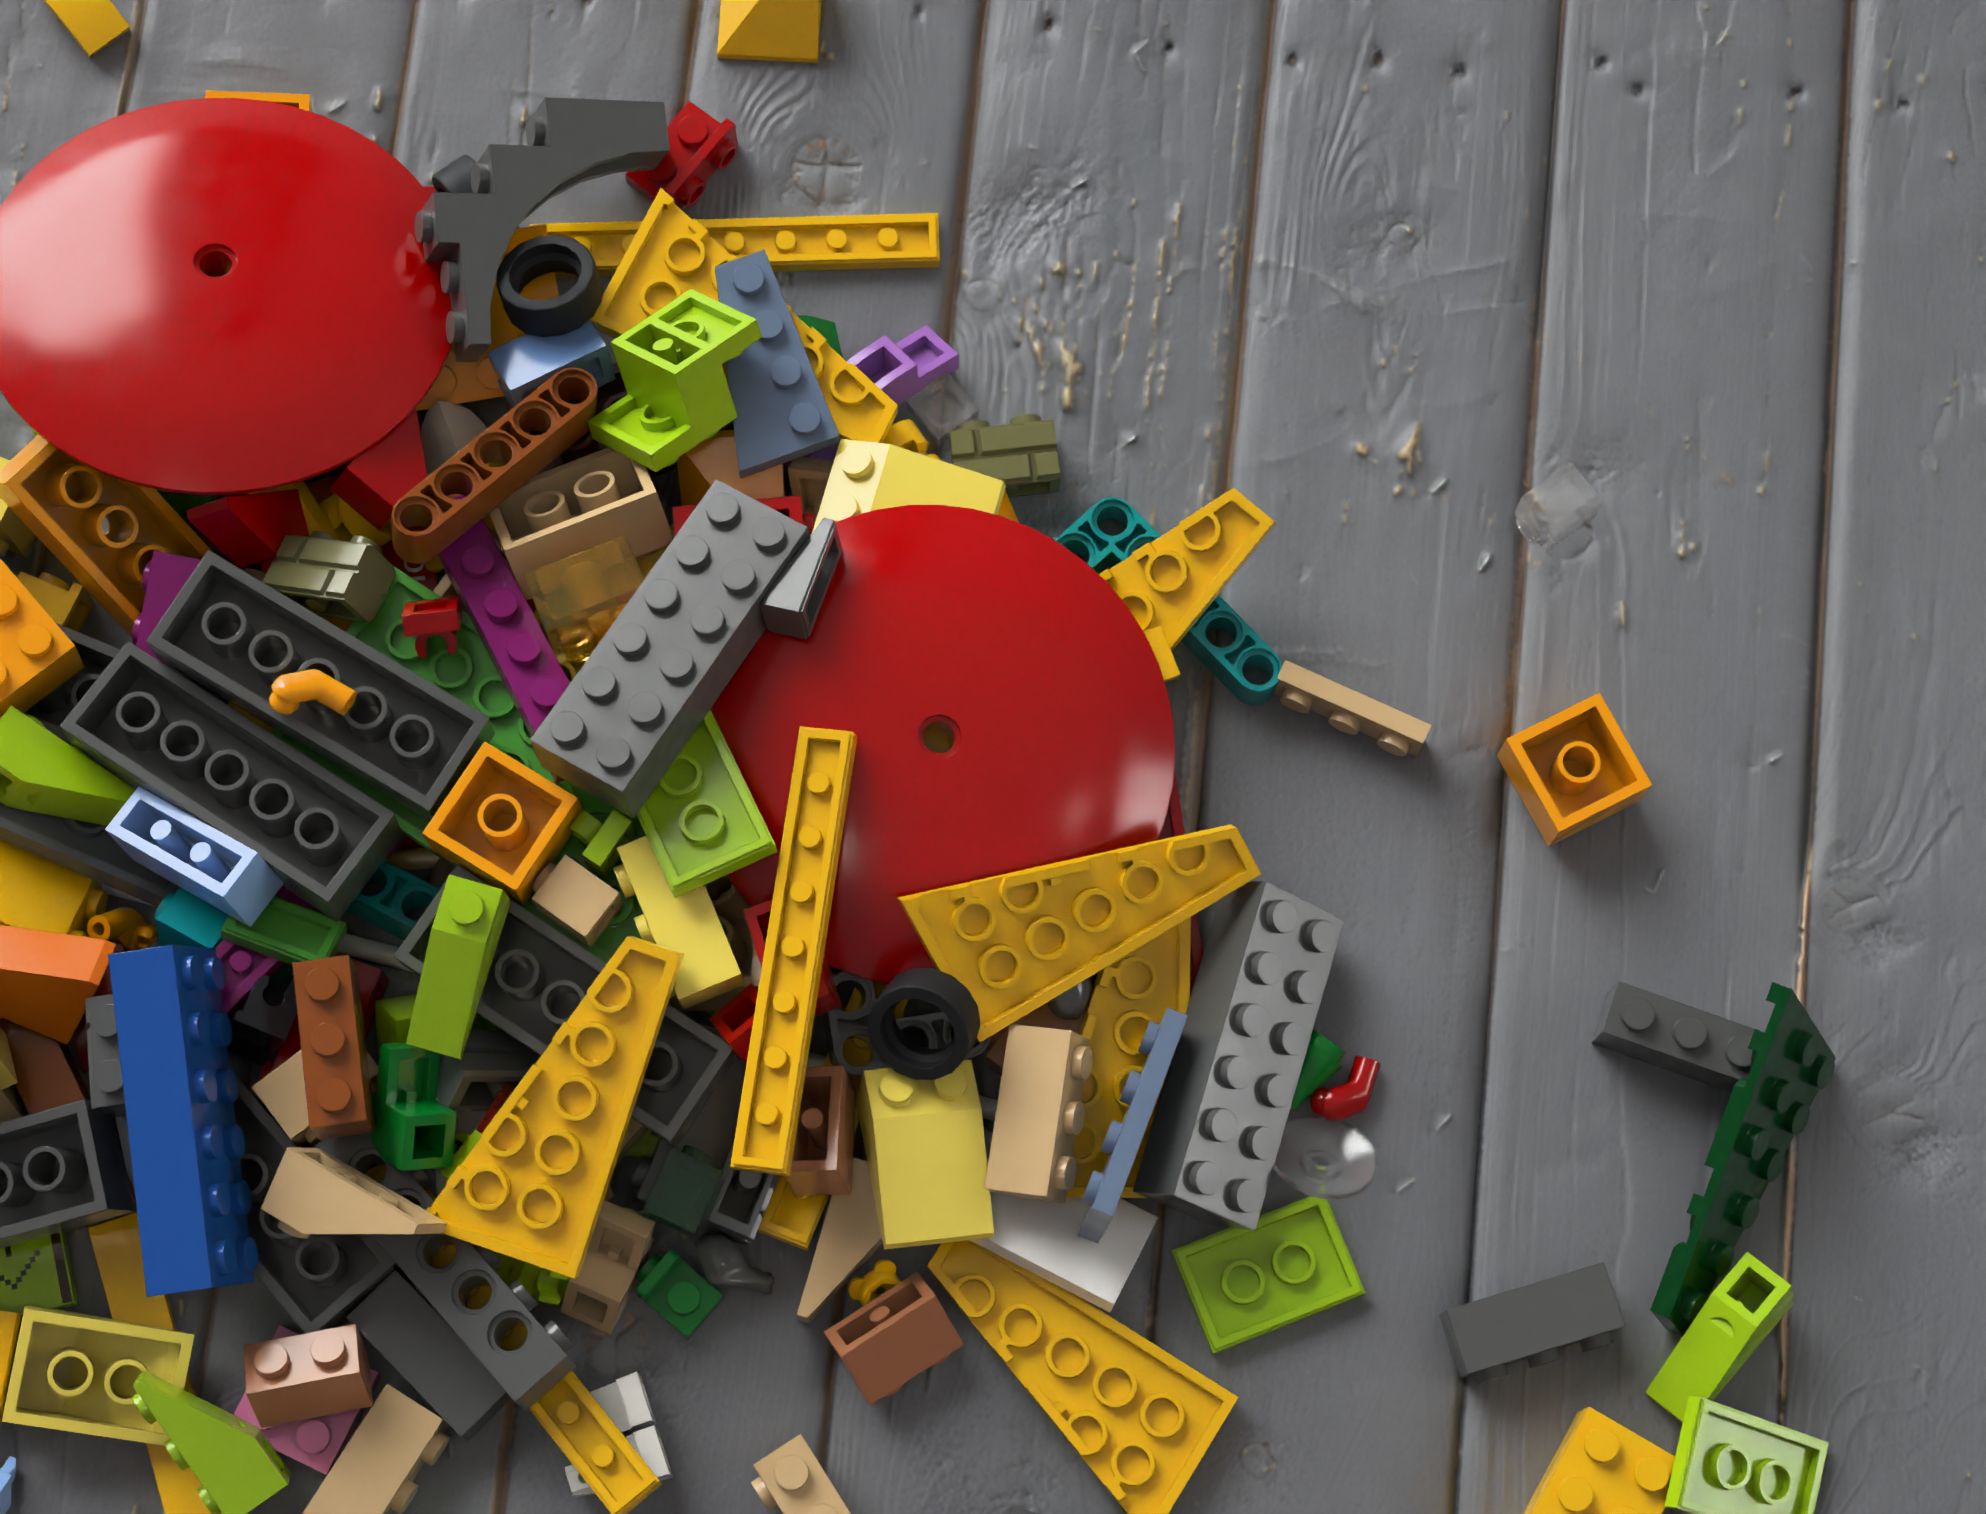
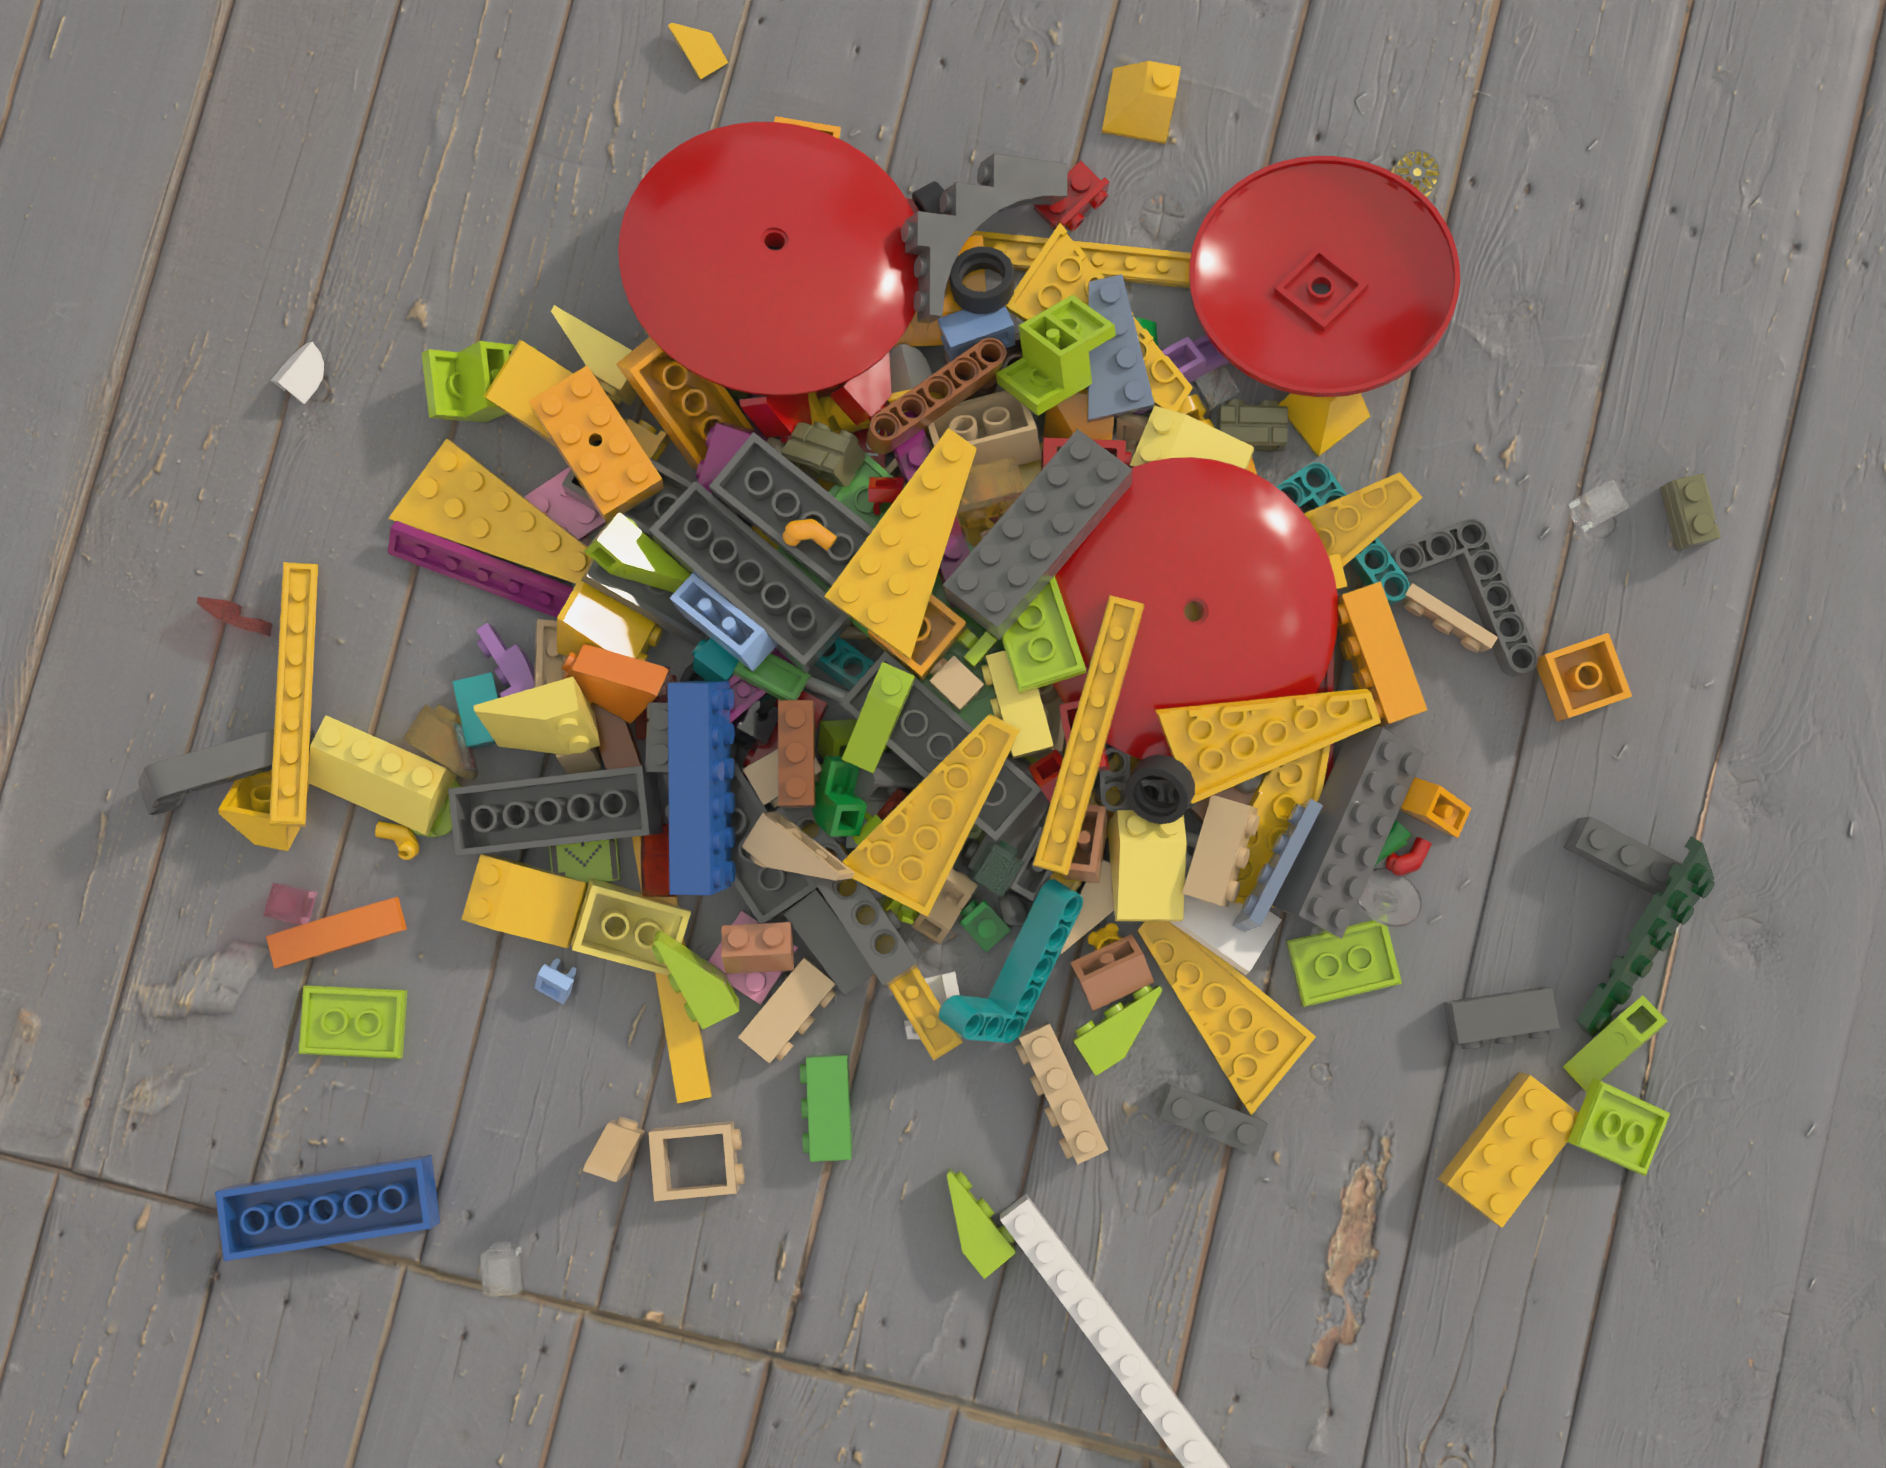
camera: 10 degrees right, 10 degrees up
(124, 926) = (672, 653): light orange arm -> none
(126, 1272) = (655, 864): none -> clear red slope
(461, 716) = (898, 563): none -> yellow wing
(748, 1360) = (1024, 973): none -> teal beam
(800, 589) = (1119, 510): dark grey slope -> none
(907, 1446) = (1112, 1037): none -> lime slope
(1064, 148) = (1336, 226): none -> red dish
(1116, 415) = (1325, 419): none -> yellow slope
(1202, 62) = (1418, 170): none -> wheel
(1247, 775) = (1378, 654): none -> light orange brick
(1376, 1004) = (1435, 807): none -> light orange slope
(1390, 649) = (1478, 586): none -> dark grey beam
(1700, 498) = (1690, 512): none -> olive brick

